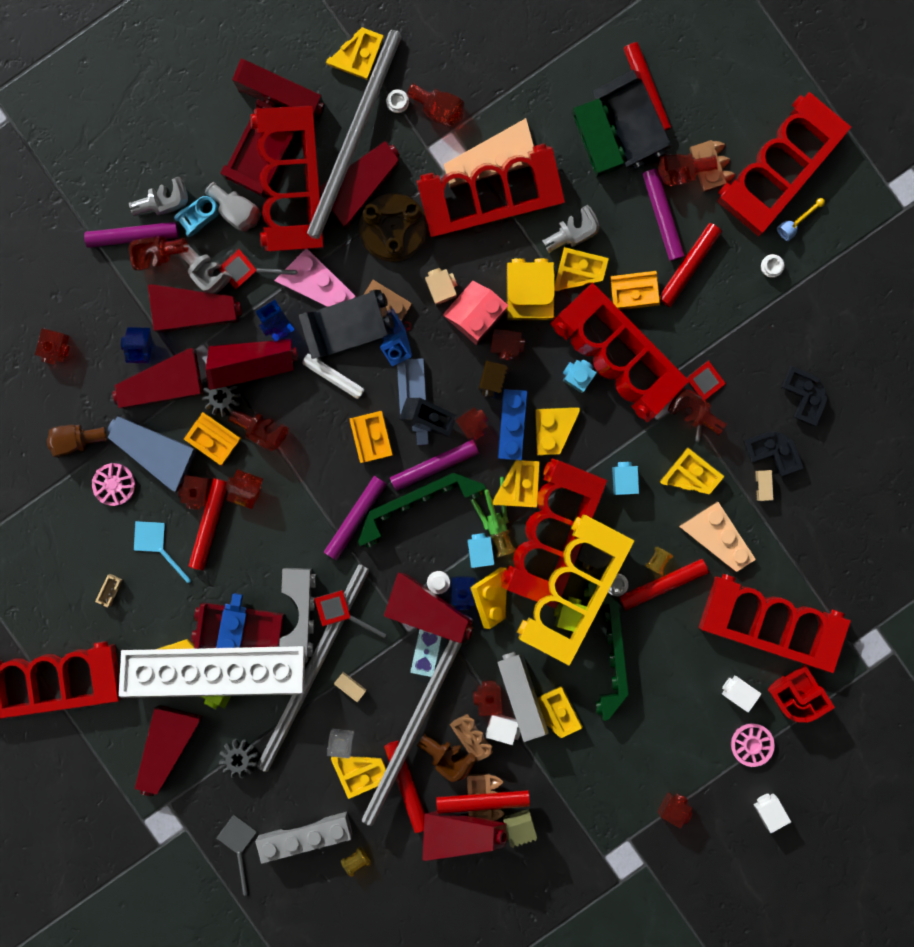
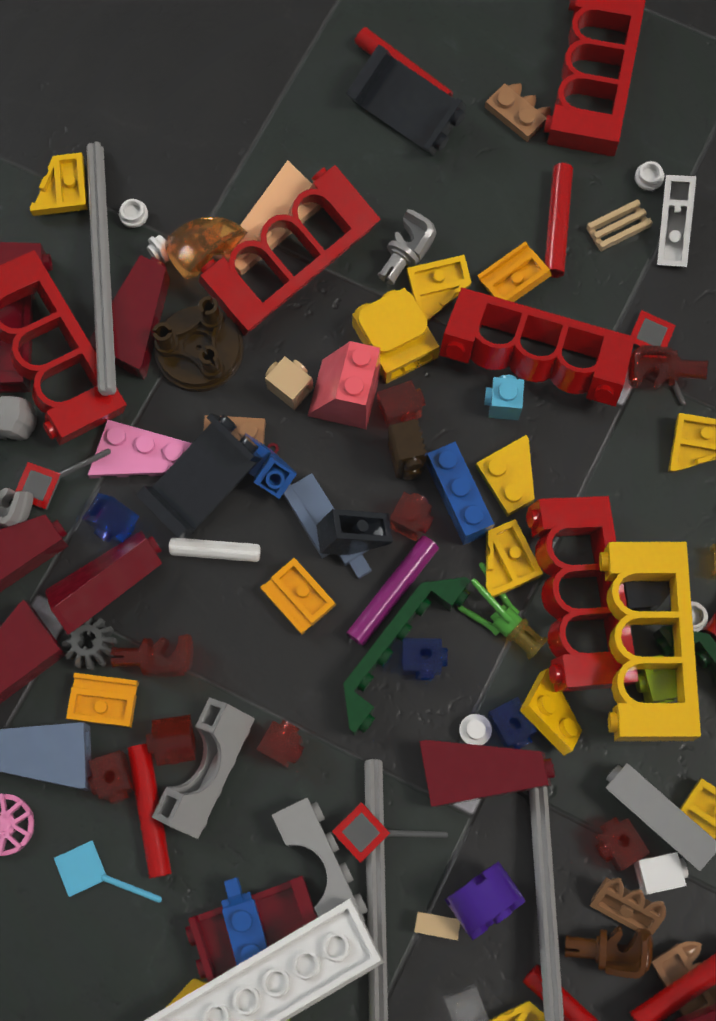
camera: 15 degrees left, 15 degrees down
(109, 590) = (60, 967): tan piece -> none
(236, 534) = (190, 804): none -> light grey arch
(311, 527) = (282, 743): none -> clear red brick
(355, 518) = (330, 705): magenta piece -> none
(385, 688) = (485, 900): none -> dark purple brick
(402, 140) = (157, 248): none -> white plate
(425, 653) = (508, 827): clear light blue tile -> none
(430, 152) = (199, 240): none -> clear orange brick
(430, 520) = (423, 657): none -> clear blue brick
(438, 105) = (182, 192): clear red piece -> none
(480, 550) = (505, 662): medium azure brick -> none
(598, 137) = (379, 139): dark green brick -> none
(625, 479) = (628, 487): medium azure brick -> none
(663, 214) = (497, 183): magenta piece -> none
(683, 169) = (491, 126): clear red piece -> none
(749, 290) = (639, 213): none -> tan tile
(770, 309) = (676, 220): none -> white slope
(789, 229) = (645, 125): hinge -> none

